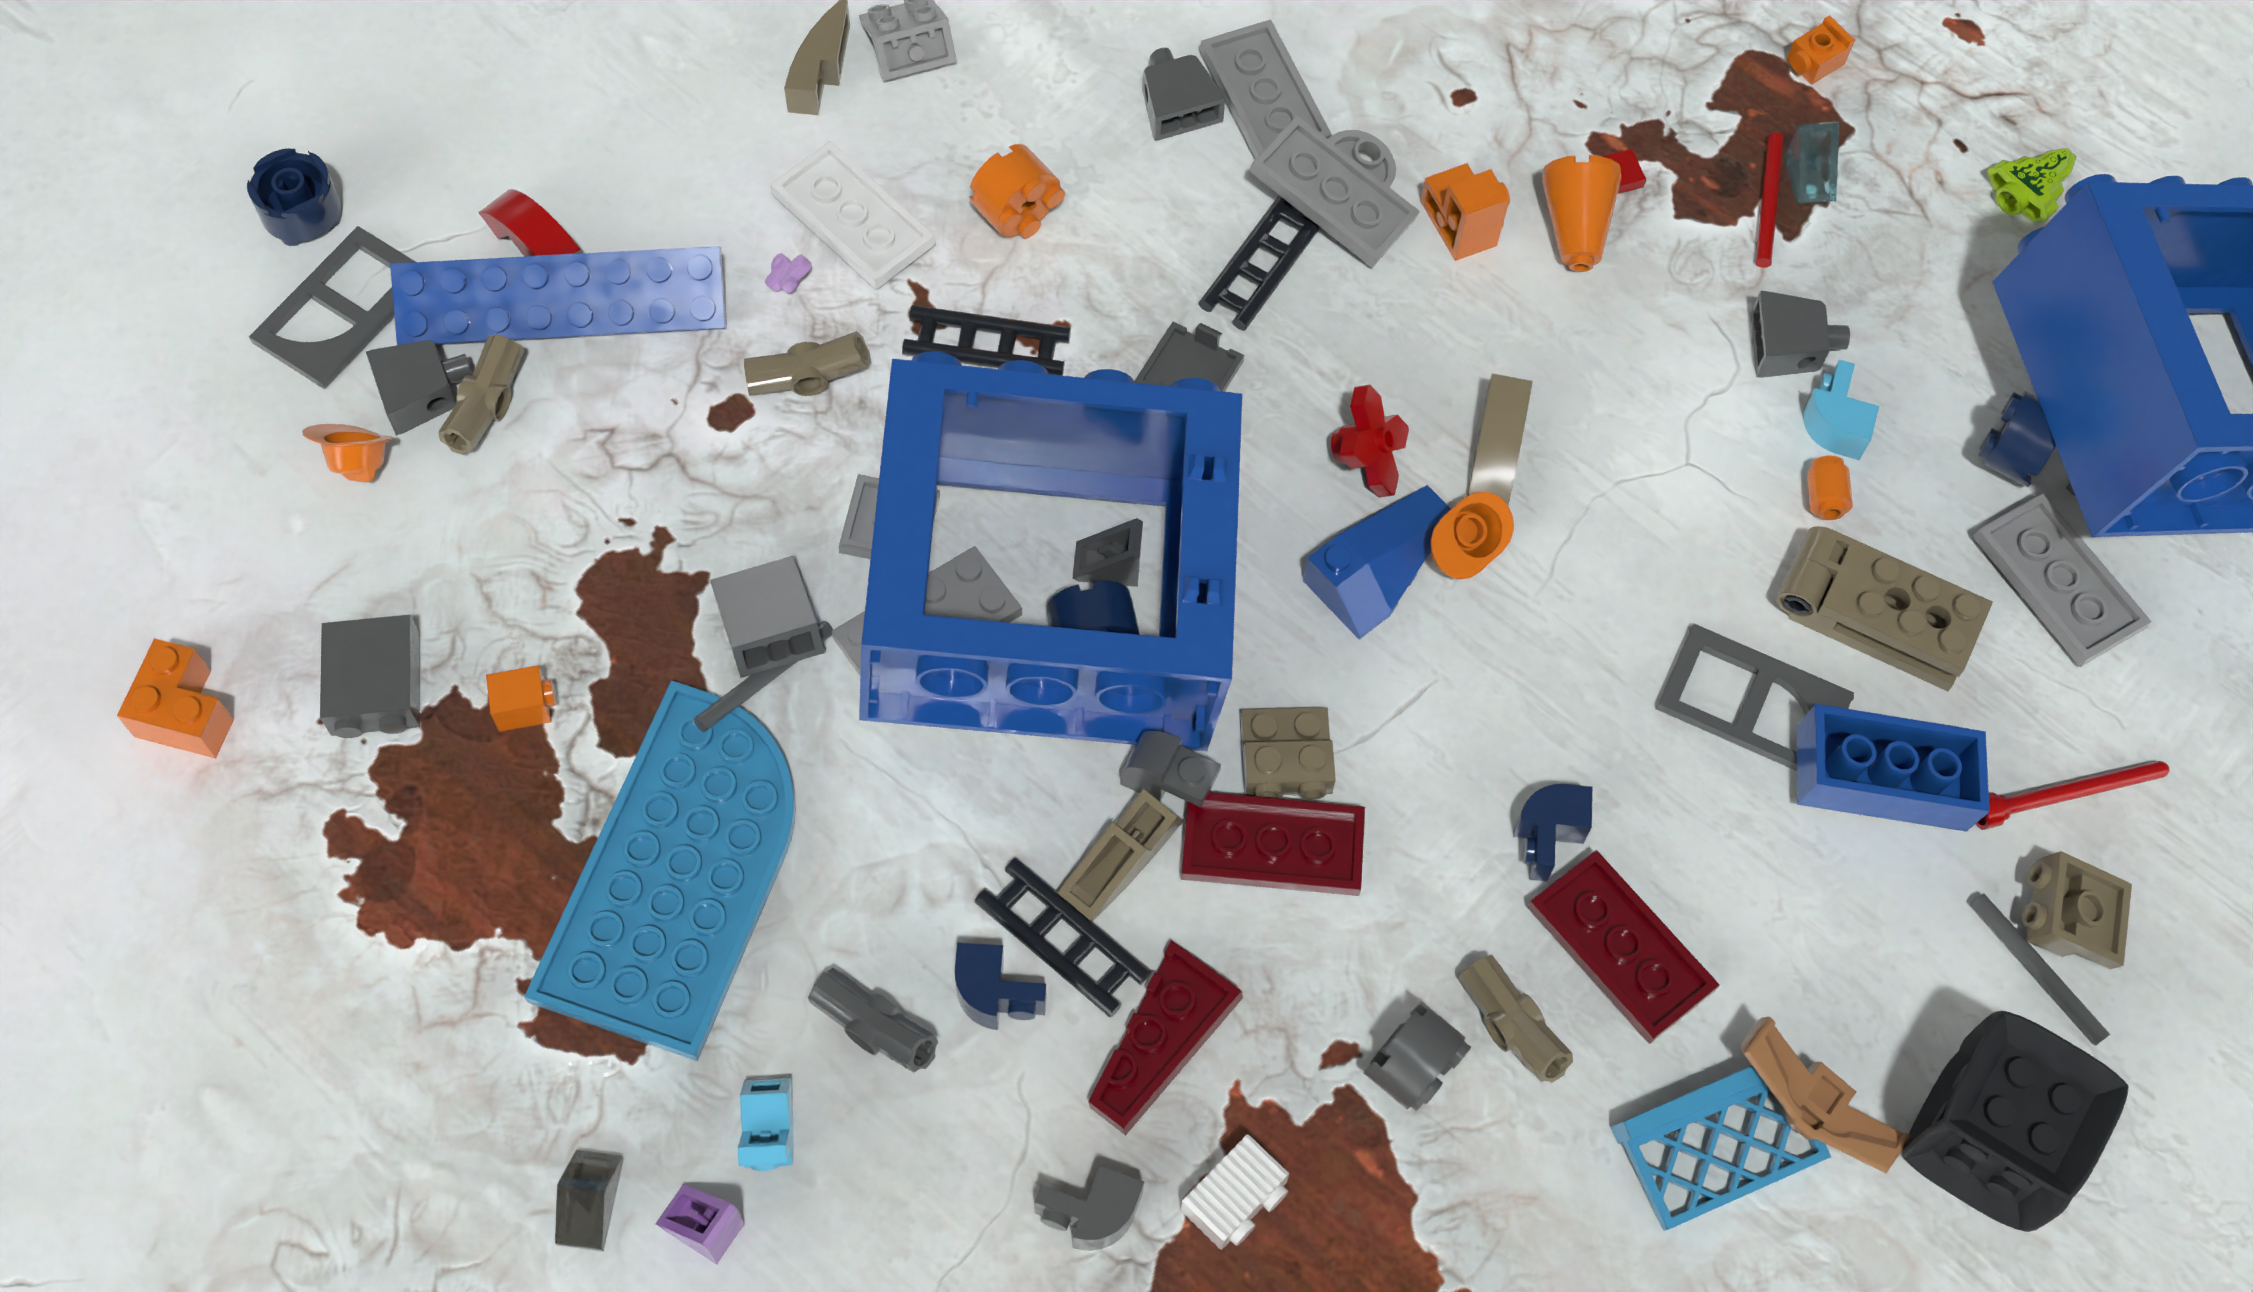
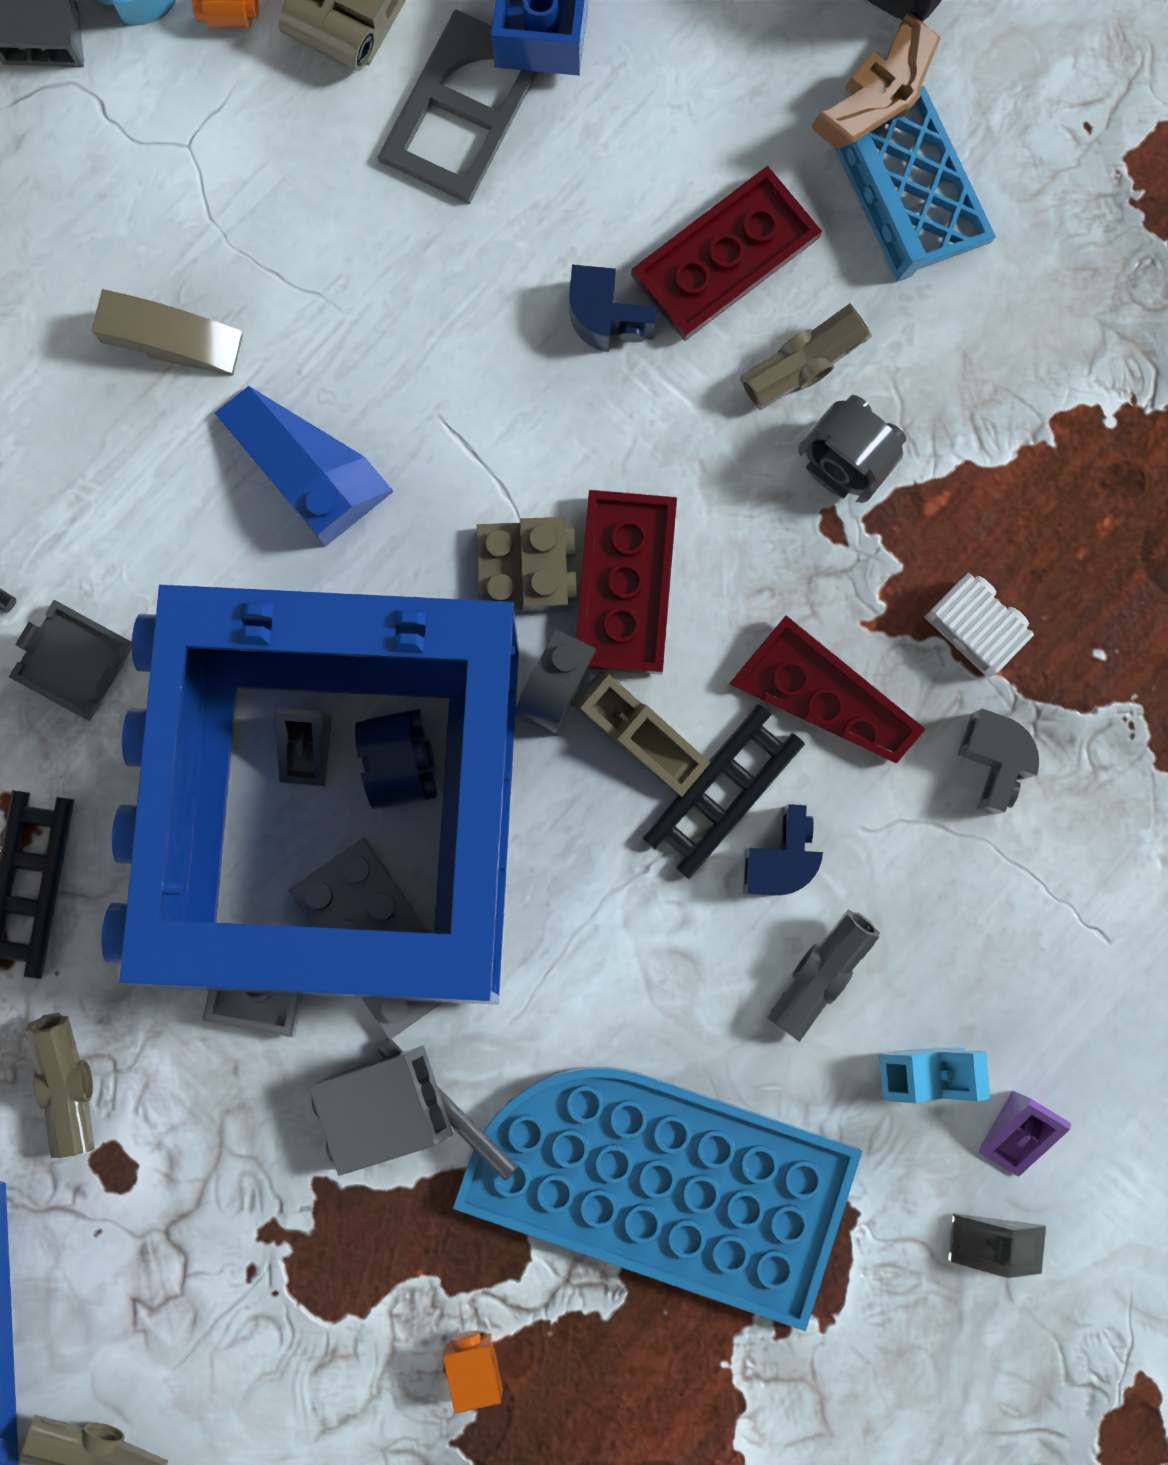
camera: 90 degrees left, 20 degrees up
(1371, 441) = (169, 466): red plant -> none
(1472, 535) = (284, 367): orange piece -> none

